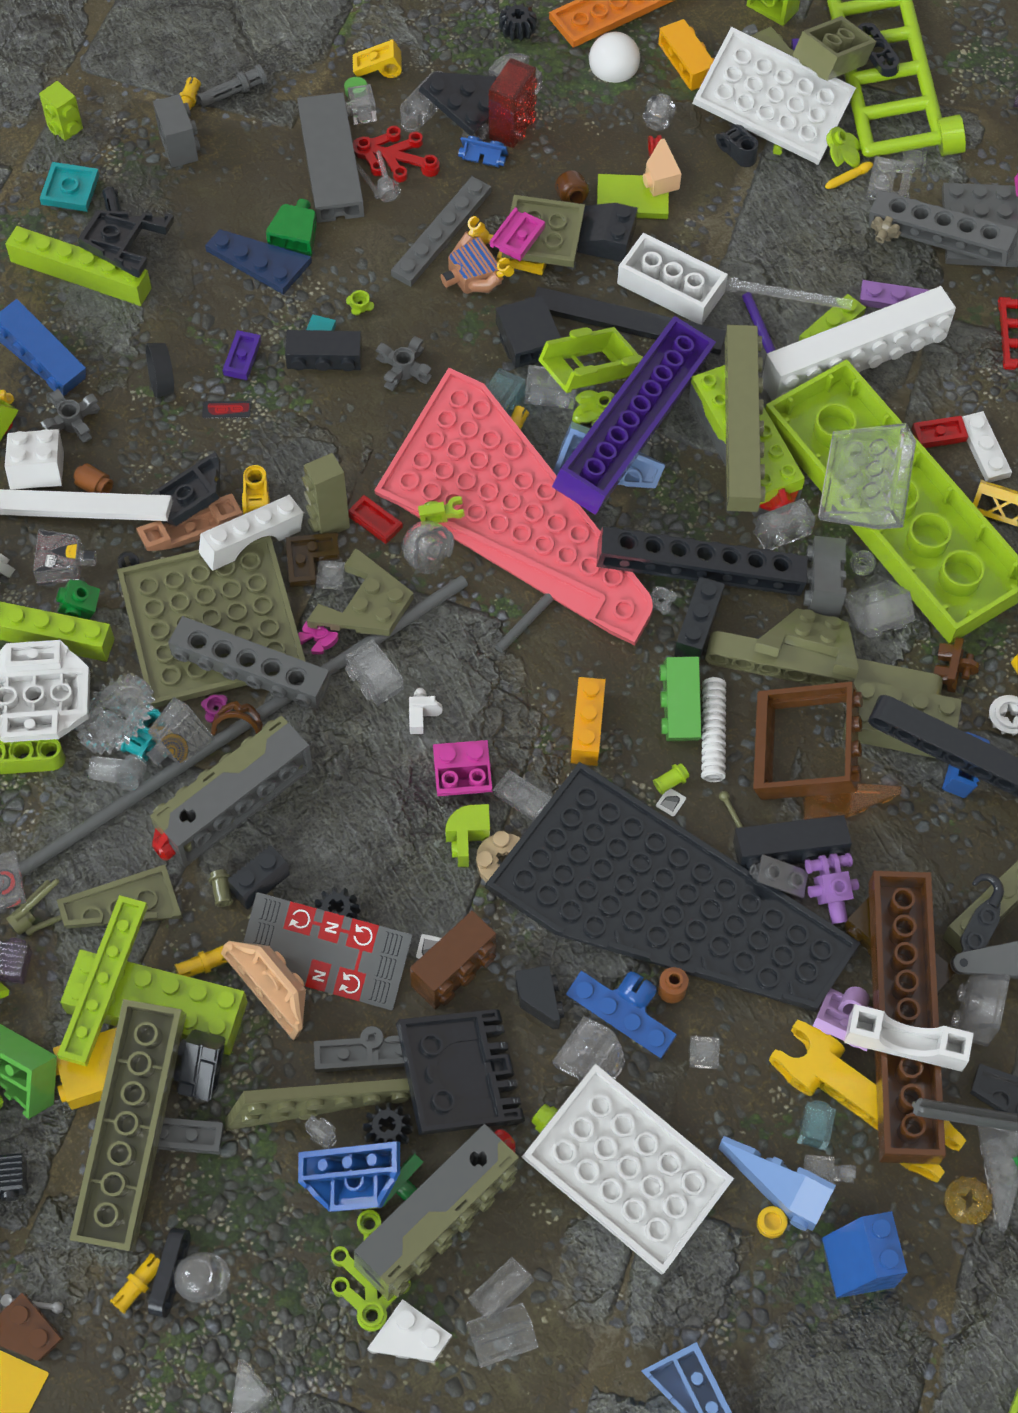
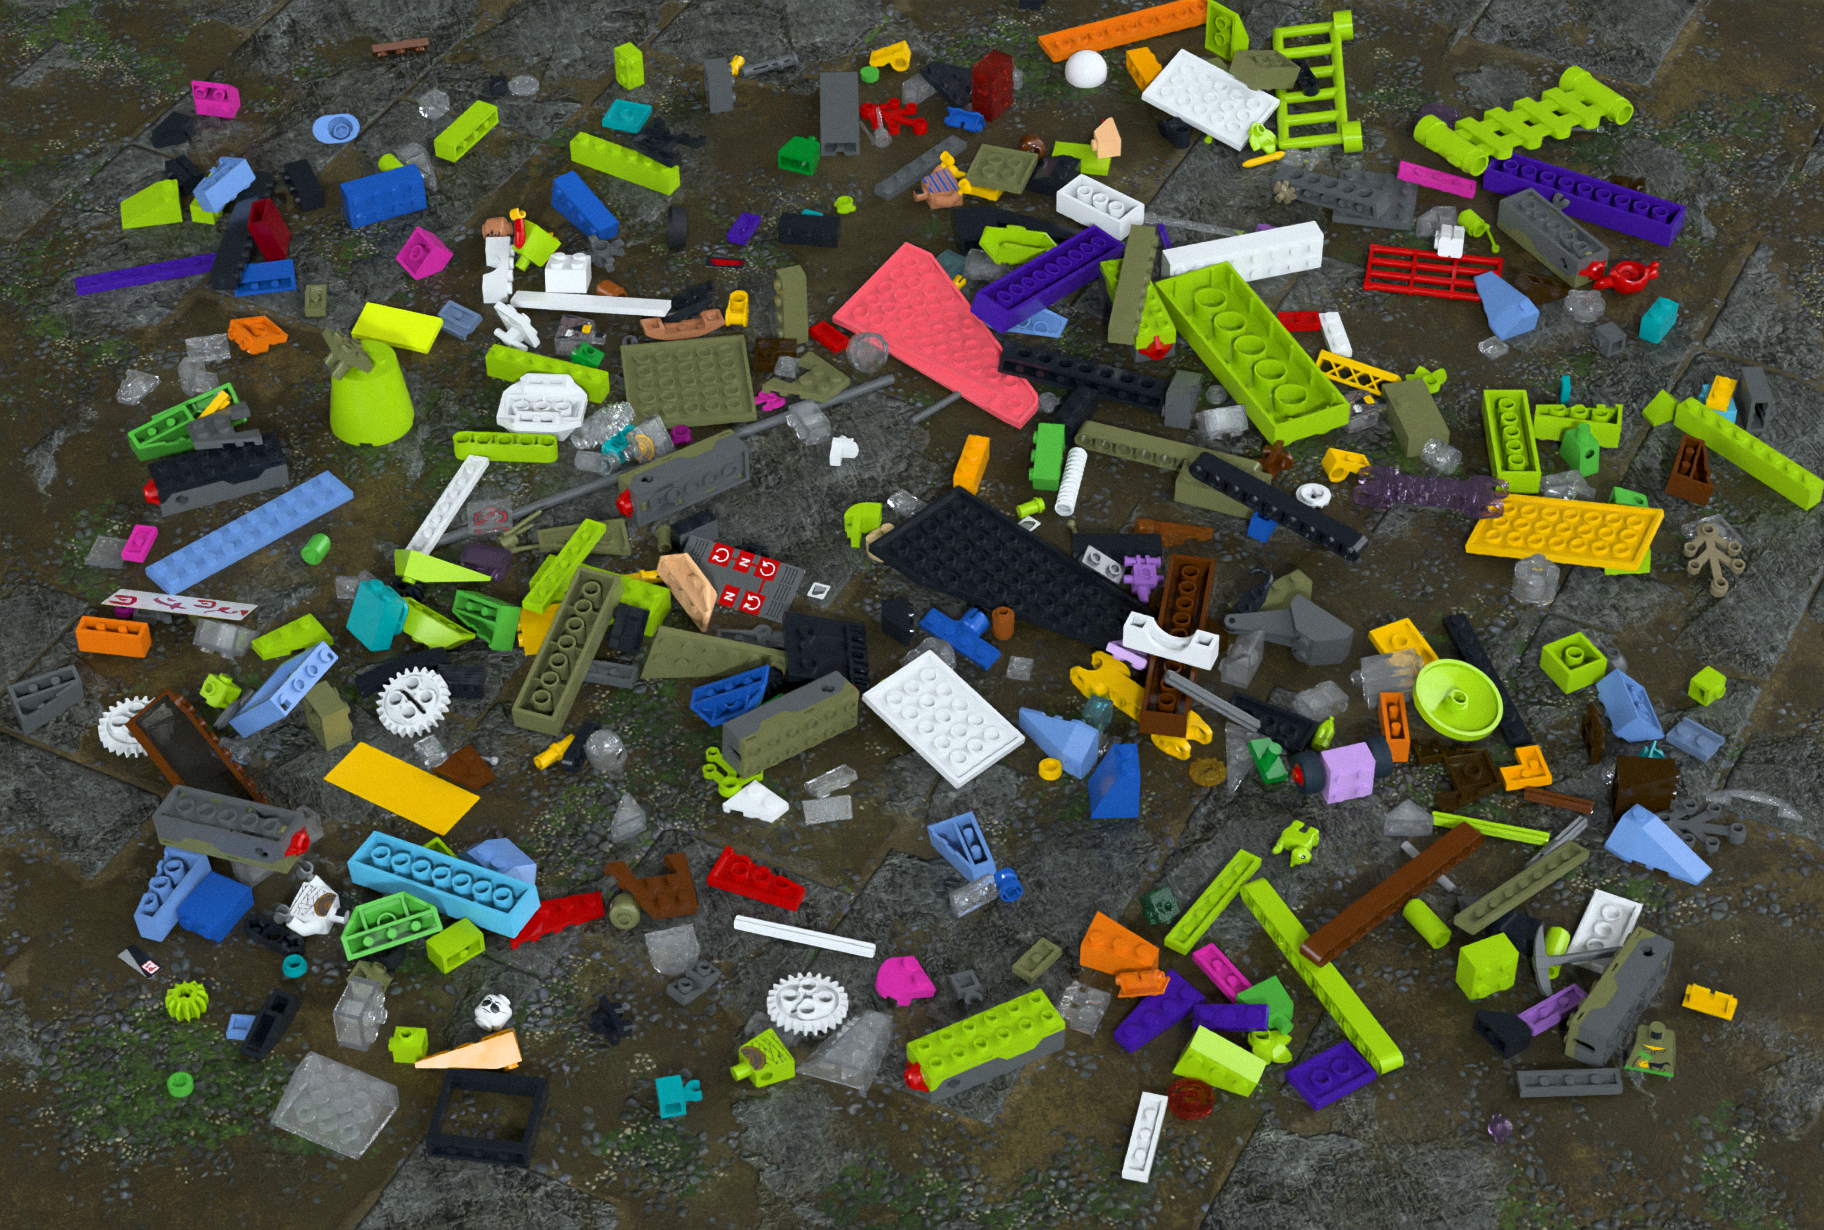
camera: 10 degrees right, 20 degrees down
(225, 542) = (707, 331): white arch -> none
(239, 712) = (702, 433): reddish brown helmet -> none
(241, 651) = (712, 404): dark grey brick -> none
(260, 260) = (770, 174): dark blue wing -> none
(321, 1132) = (711, 670): clear plate -> none
(361, 104) = (871, 83): clear brick -> none
(400, 370) = (871, 243): dark grey pin -> none
(439, 512) = (882, 328): lime plate -> none
(454, 960) = (835, 587): reddish brown brick -> none
(462, 768) = (866, 480): dark pink slope -> none
(517, 21) = (1011, 41): black gear -> none
(517, 234) = (978, 165): dark pink plate -> none
(659, 112) = (1114, 105): clear head -> none
(764, 742) = (1139, 463): reddish brown window -> none
(784, 524) = (1158, 362): clear brick -> none
(813, 633) = (1177, 432): olive wing -> none
(868, 476) = (1226, 327): clear slope -> none

